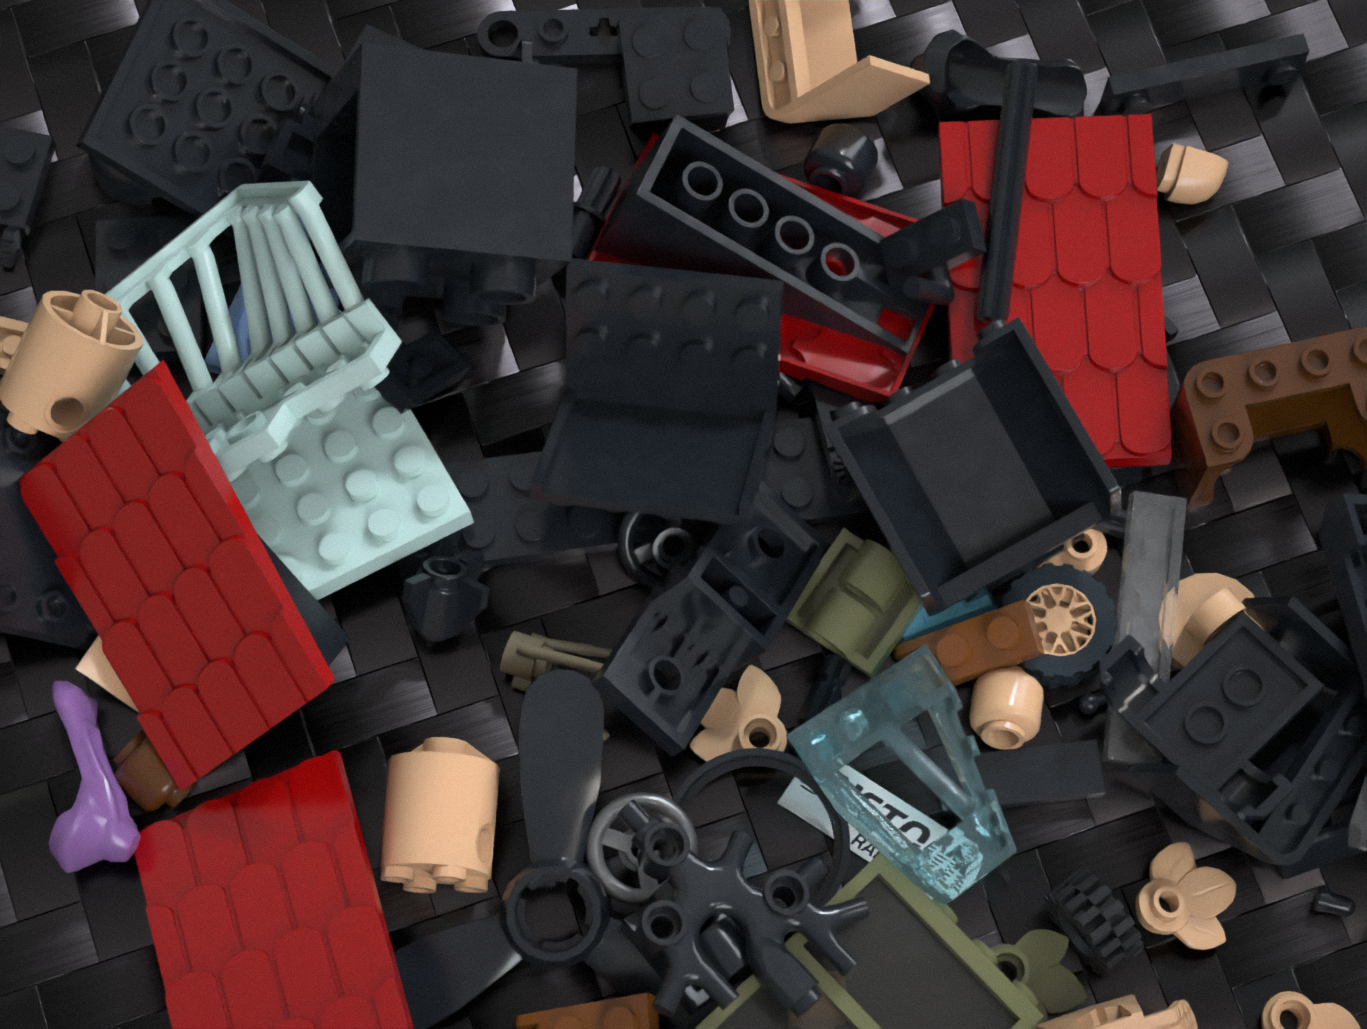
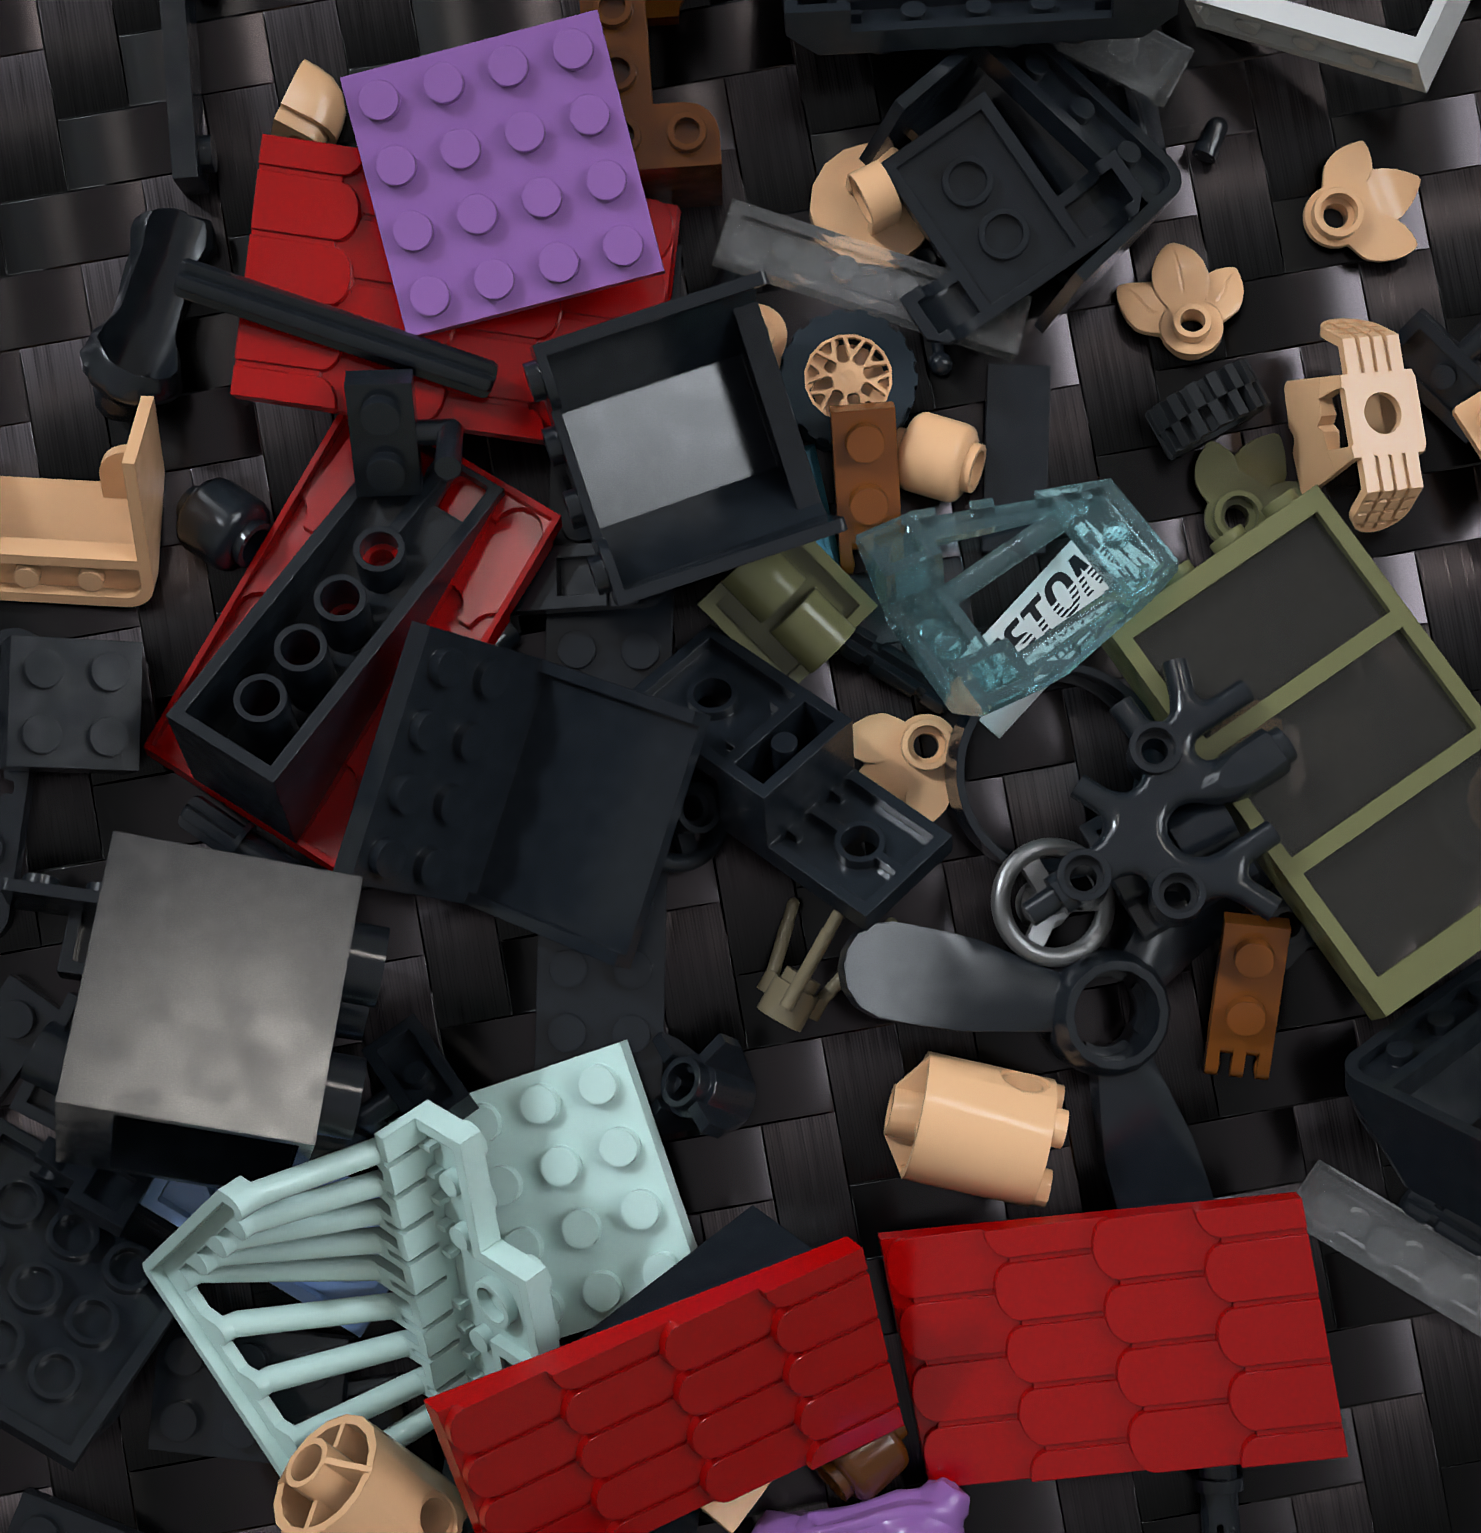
camera: 80 degrees left, 15 degrees up
(1158, 297) = (502, 175): none -> medium lavender plate

